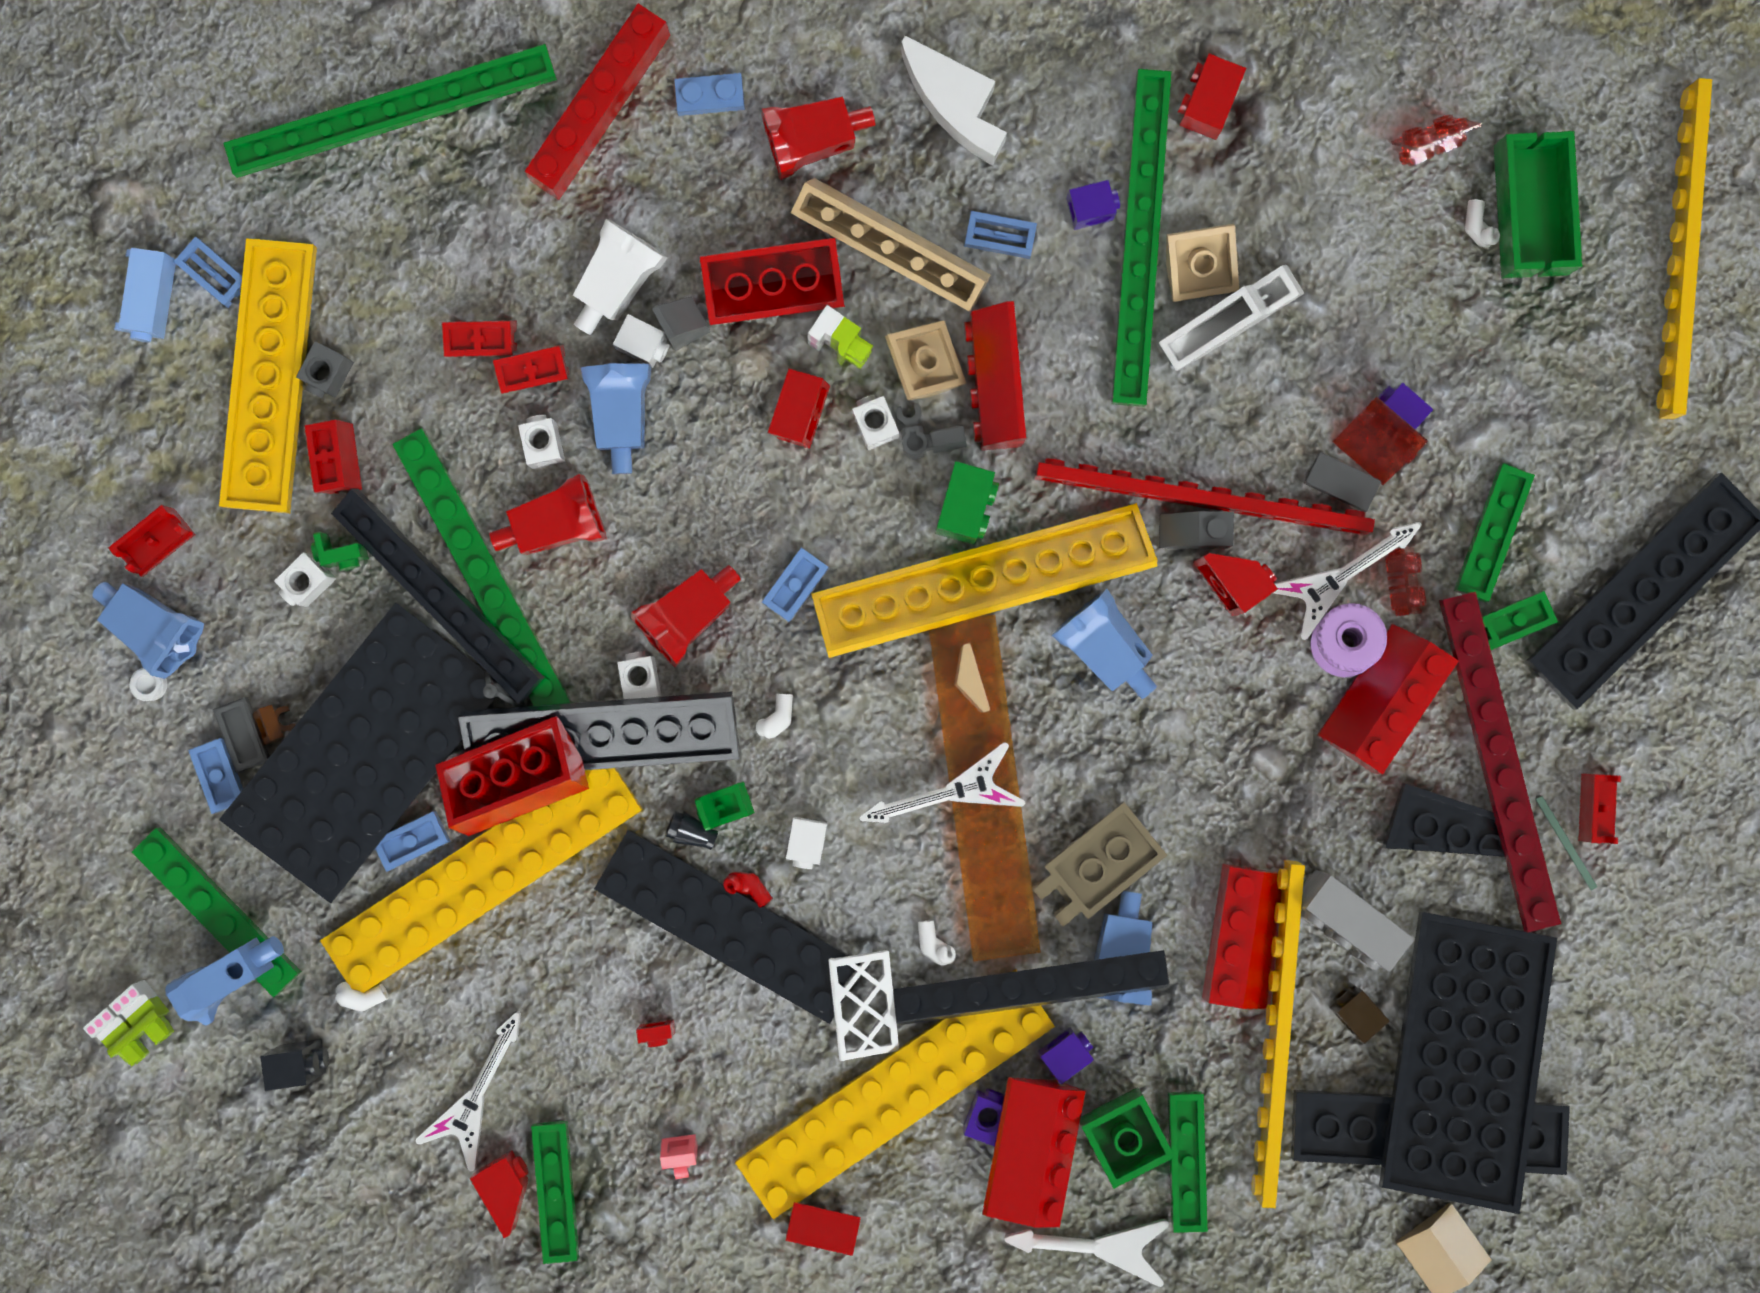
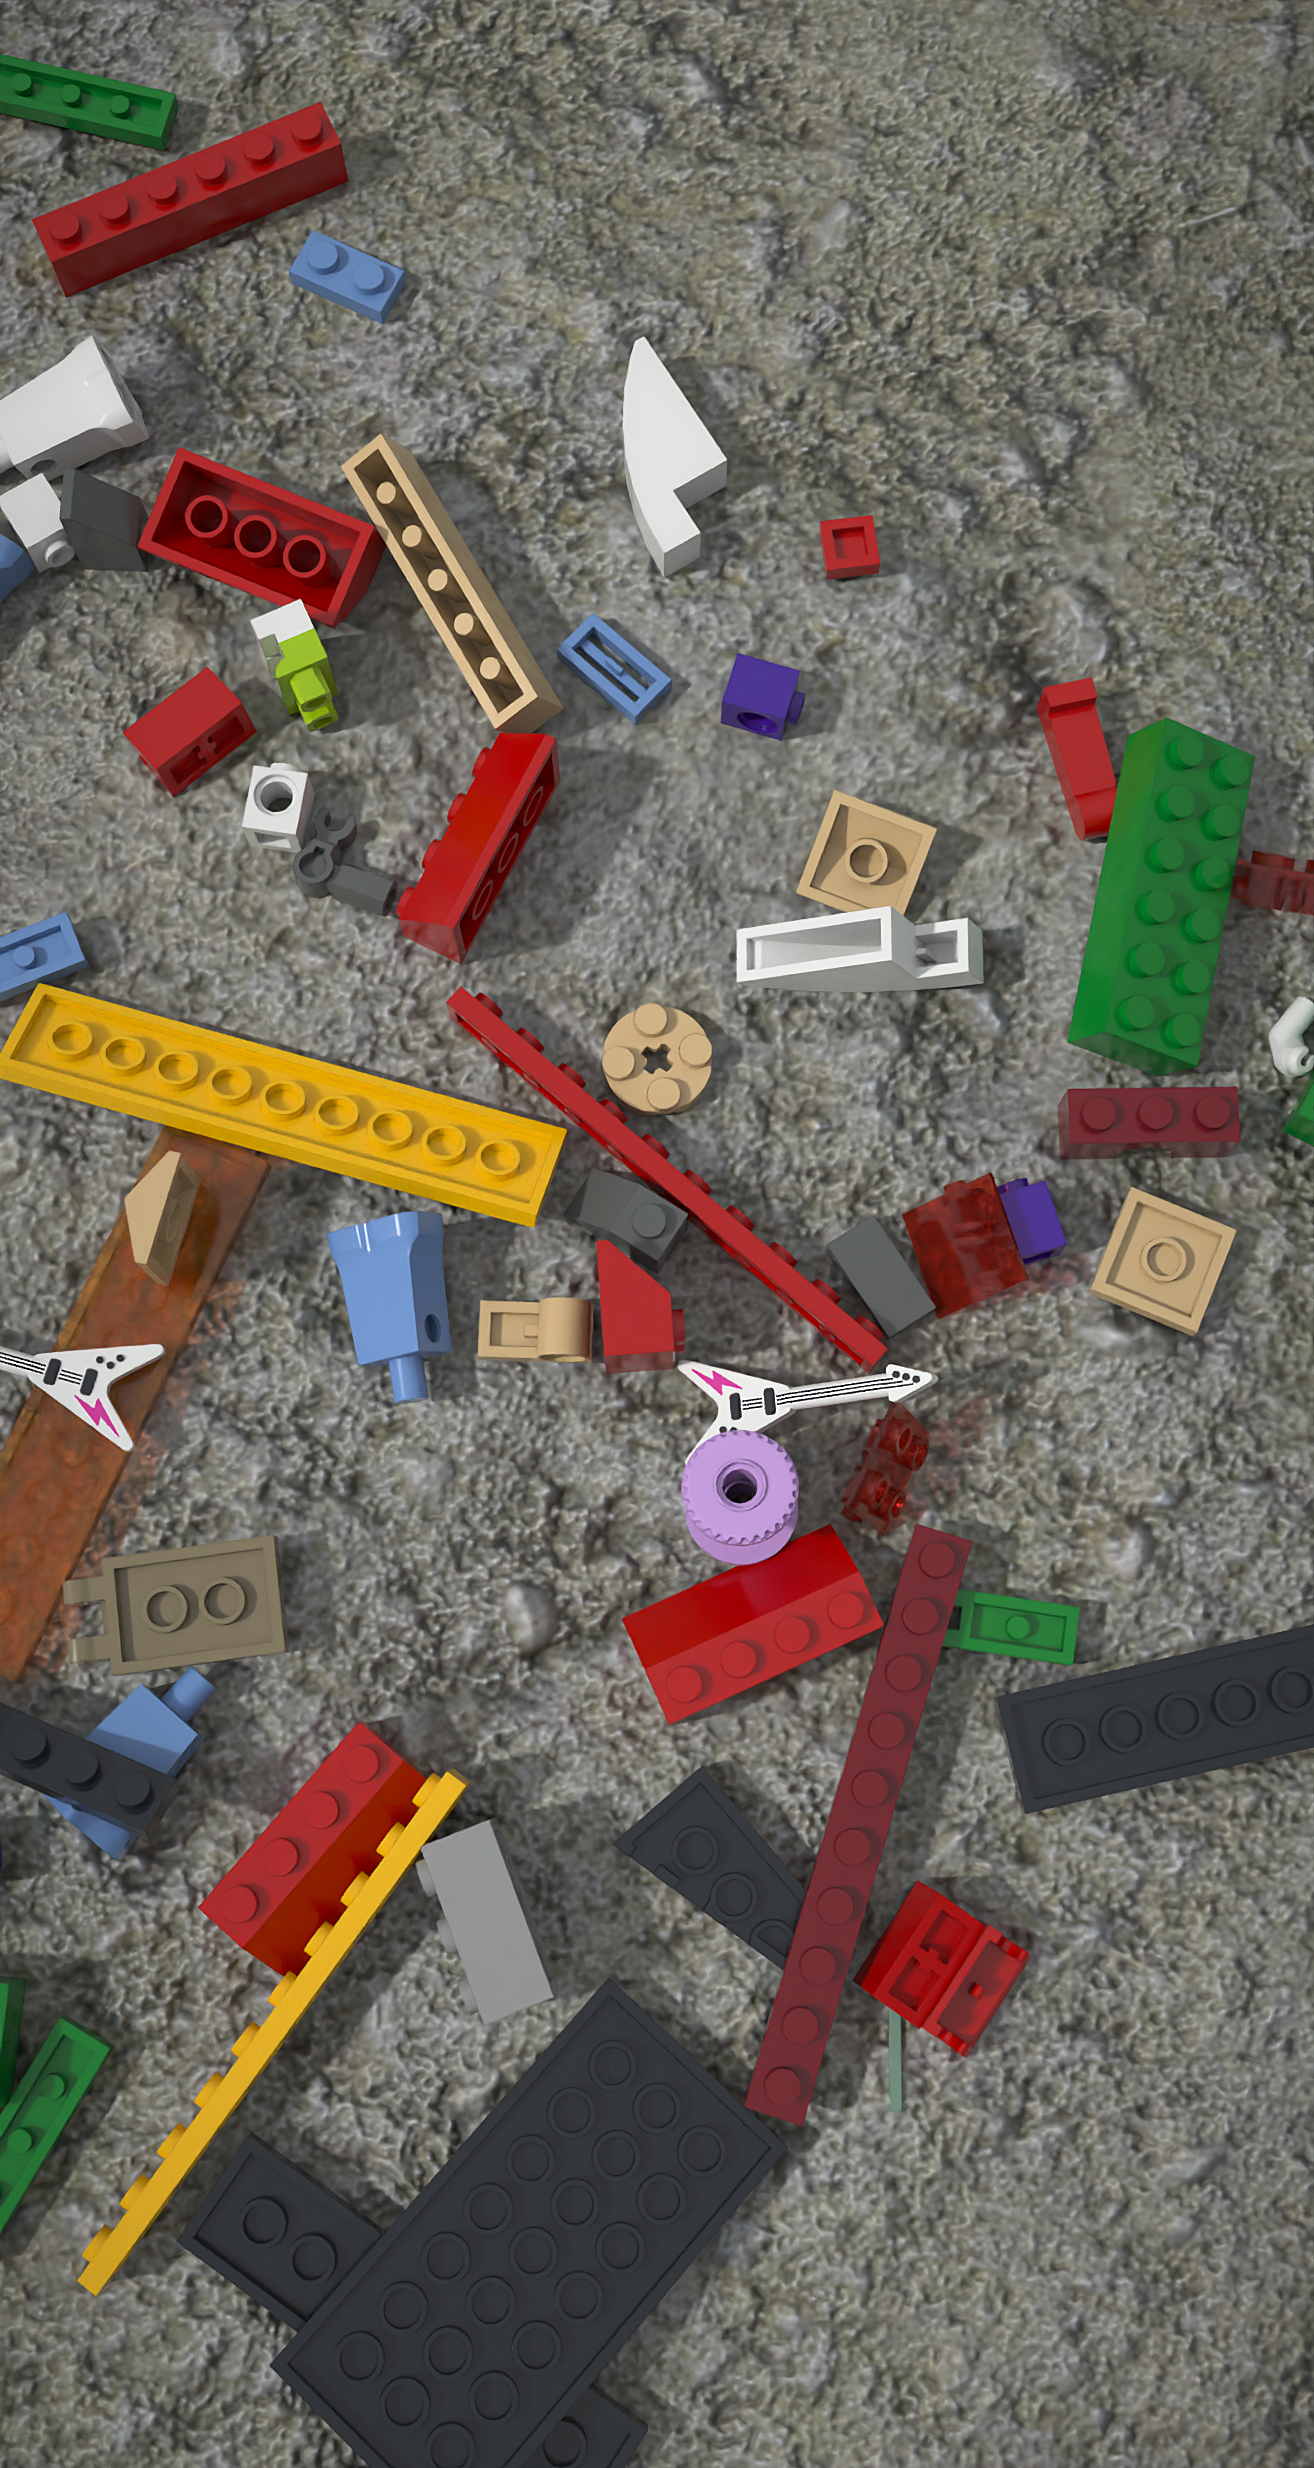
camera: 35 degrees right, 10 degrees down
(812, 132) = (443, 392): red piece -> none
(925, 360) = (400, 768): tan slope -> none
(965, 503) = (322, 980): green brick -> none
(1085, 89) = (849, 547): none -> red plate
(1141, 238) = (799, 784): green plate -> none
(1173, 425) = (649, 1030): none -> tan plate
(1187, 618) = (537, 1331): none -> tan plate
(1212, 96) = (1015, 651): red brick -> none
(1282, 137) = (1079, 755): none -> red leg
(1358, 1013) = (417, 2073): dark brown brick -> none
(1373, 191) = (1162, 899): none -> green brick
(1434, 317) = (1116, 1120): none -> dark red arch
(1481, 386) = (1162, 1261): none -> tan plate
(1494, 532) = (1057, 1479): green plate -> none
(1565, 808) = (918, 1954): none -> red hinge

